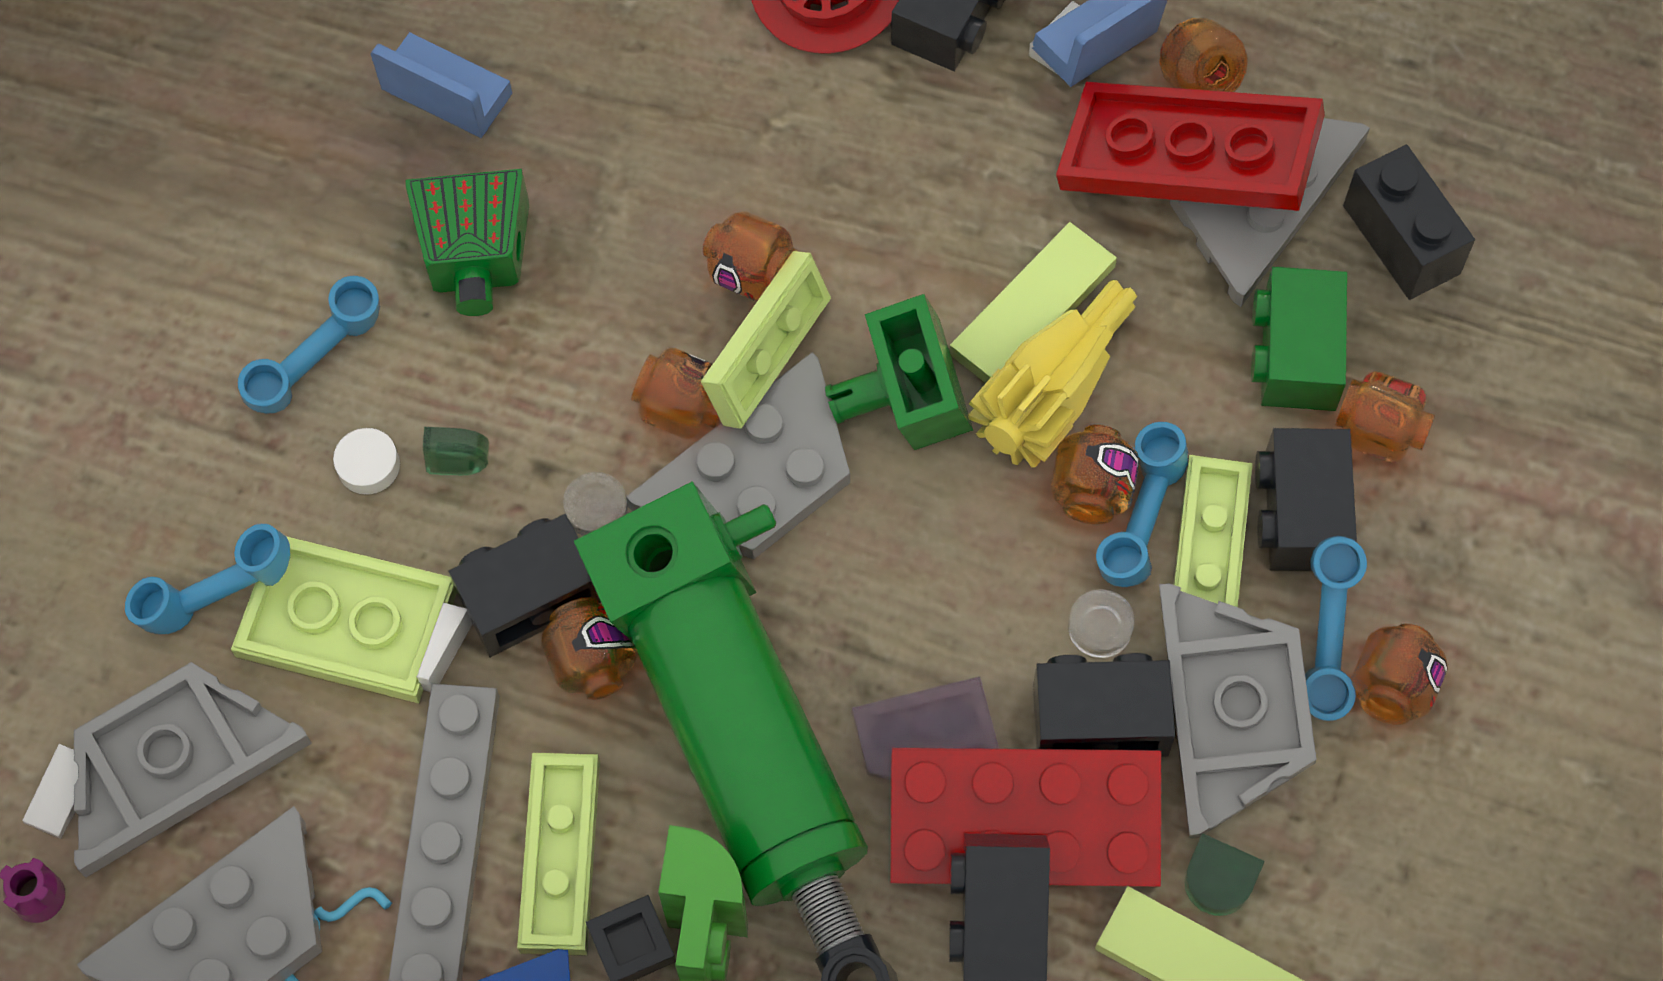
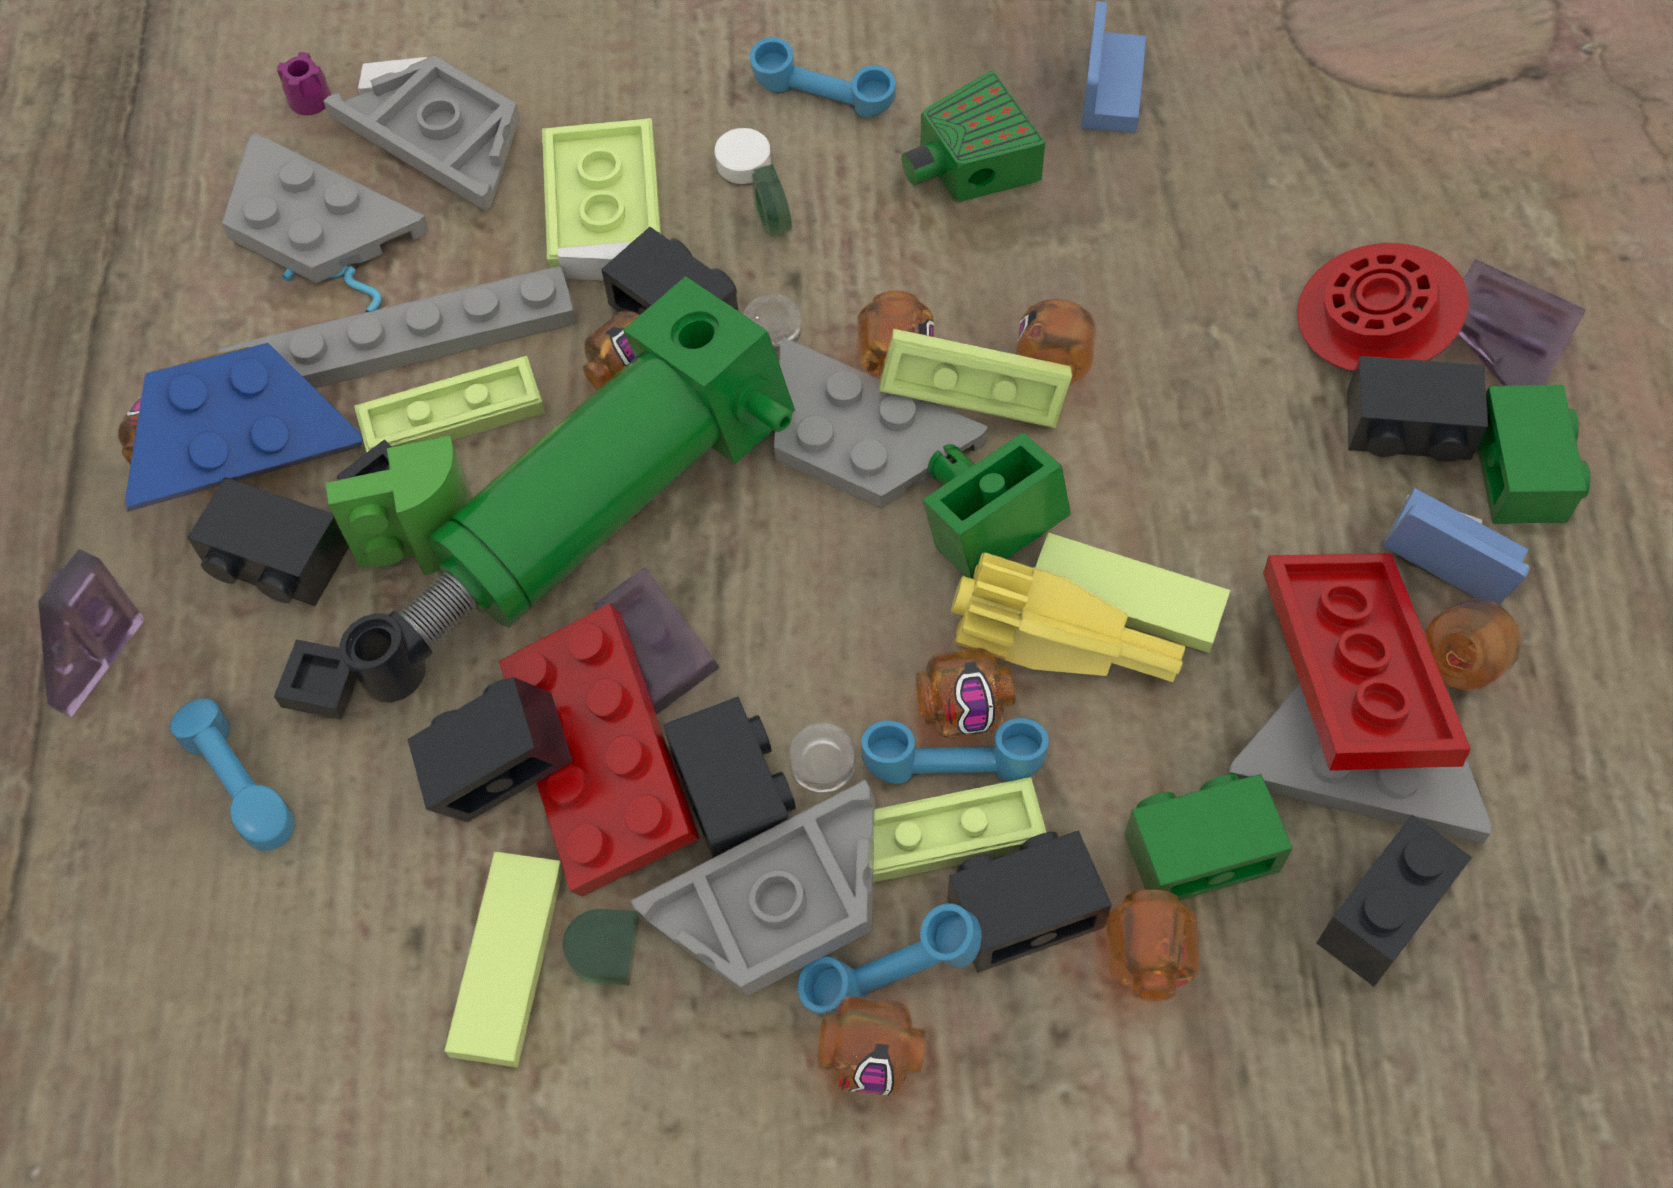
camera: 70 degrees right, 5 degrees down
(161, 609) = (565, 81): dark azure bar -> none

